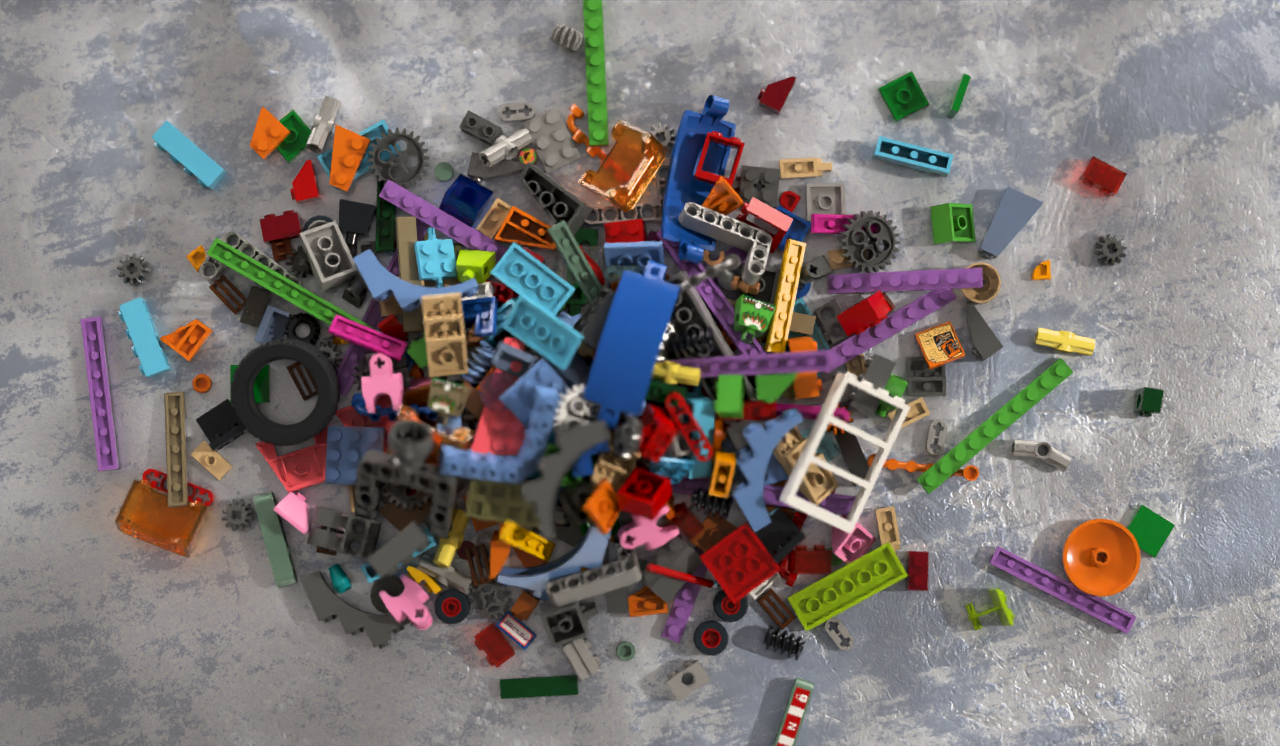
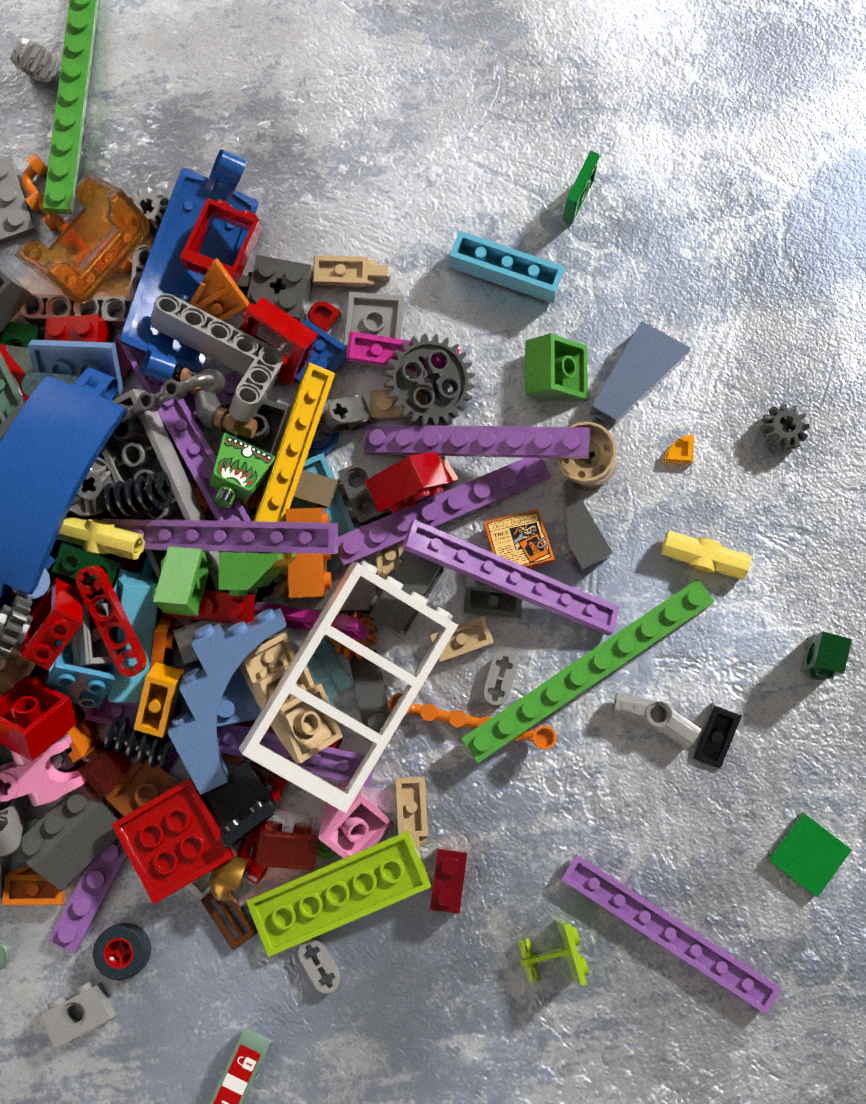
camera: 15 degrees right, 5 degrees down
(679, 575) = (77, 849): red bar -> none
(727, 610) = (165, 915): black wheel -> none
(775, 94) = (322, 166): dark red slope -> none
(775, 584) = (227, 878): none -> pearl gold hair
(783, 642) = (231, 972): black piece -> none
(895, 387) = (442, 594): bright green torso -> none
(903, 96) = (503, 187): green tile -> none
(939, 371) = (510, 577): none -> medium lavender plate
(1082, 459) = (717, 734): none -> black slope
(1101, 557) = (734, 889): orange dish -> none
(1102, 176) = (781, 322): clear red brick -> none

